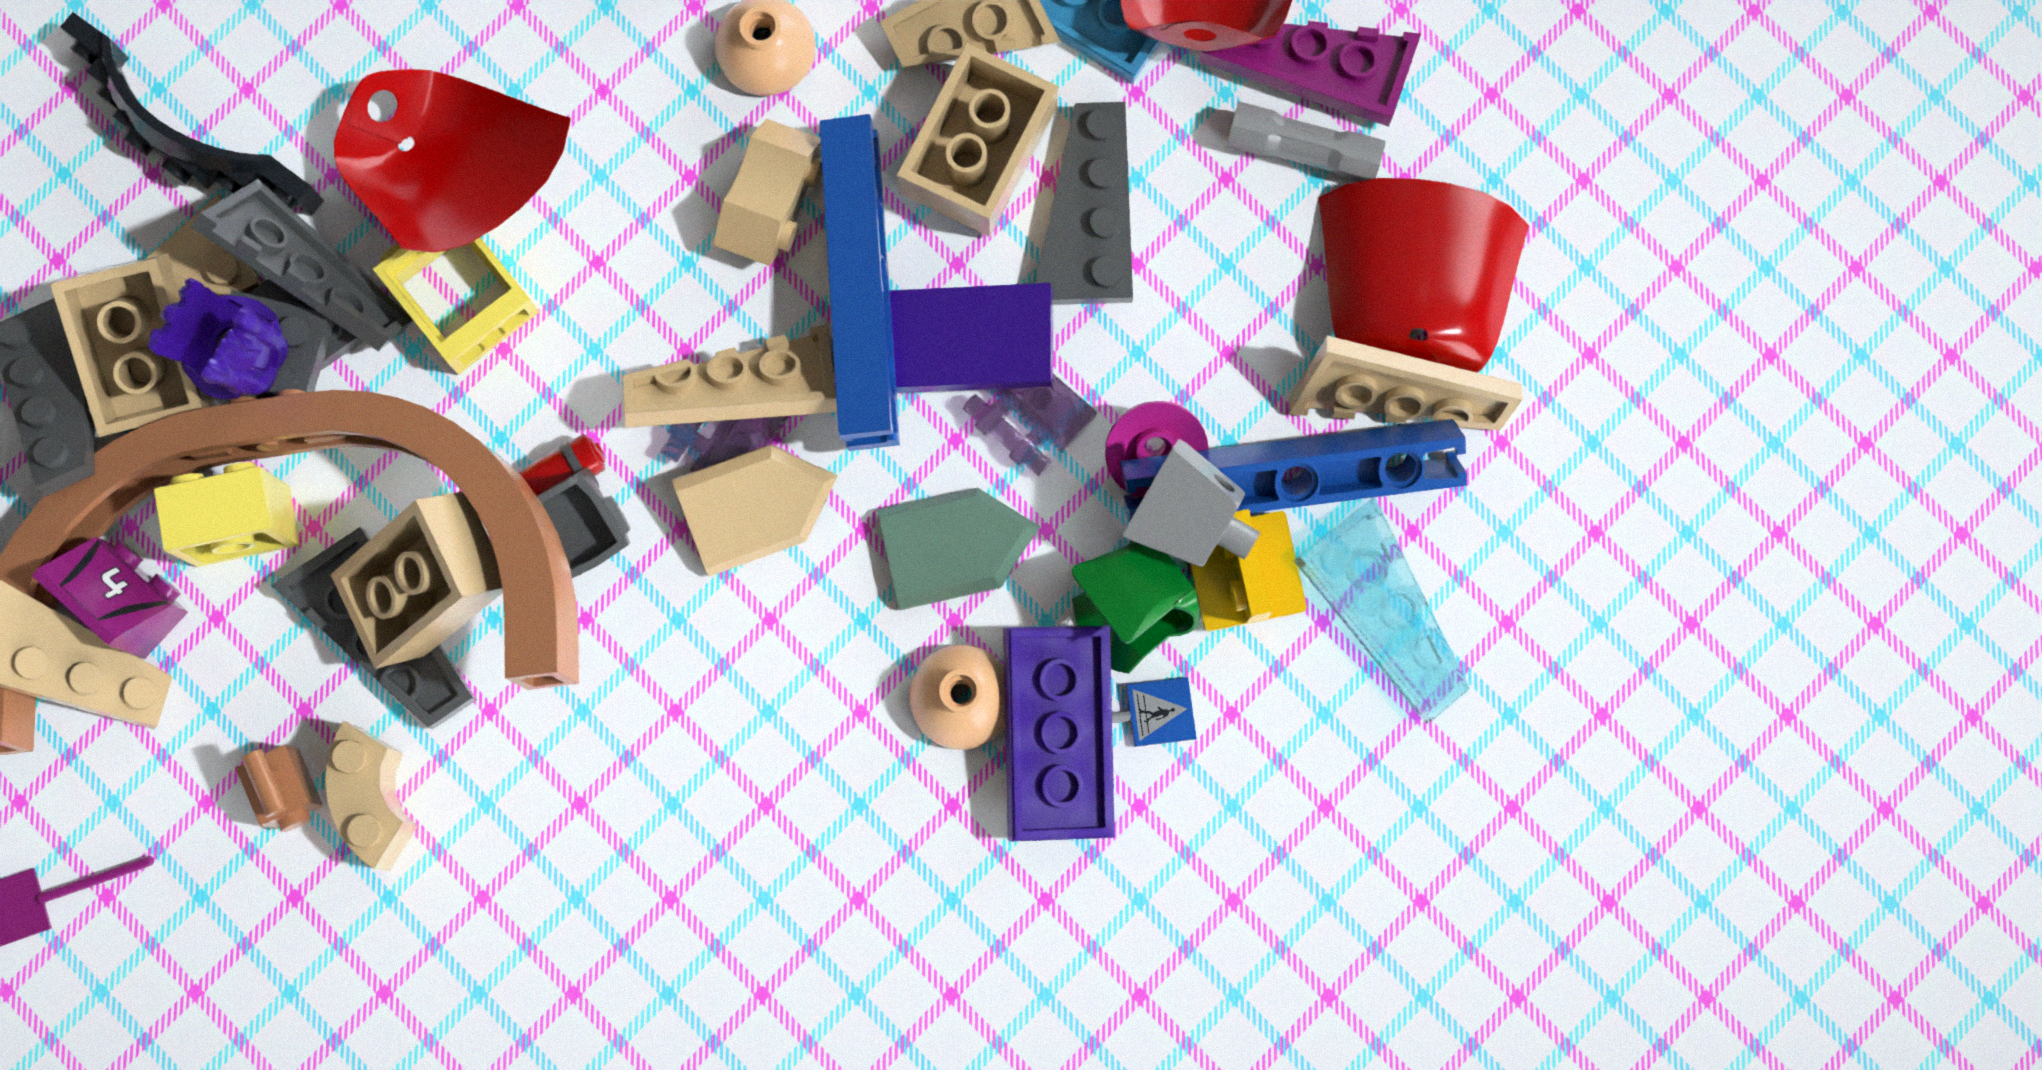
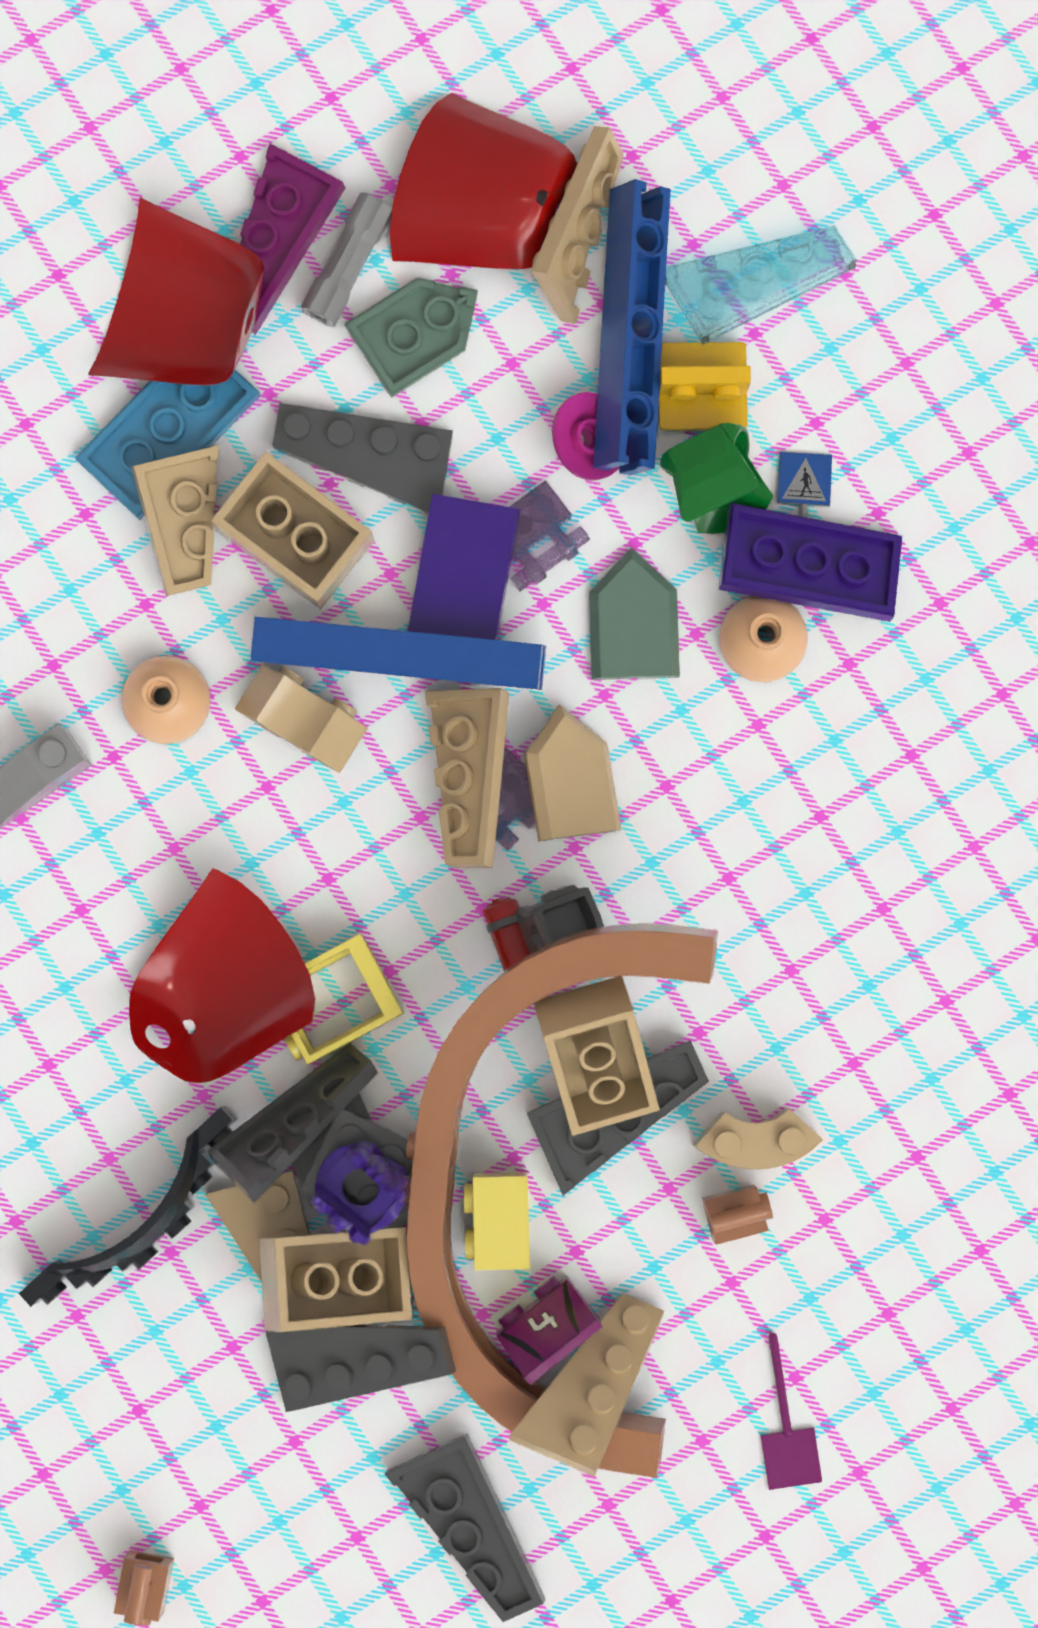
camera: 80 degrees left, 5 degrees up
(1191, 510) = (657, 412): light grey torso -> none
(1240, 234) = (414, 331): none -> sand green tile

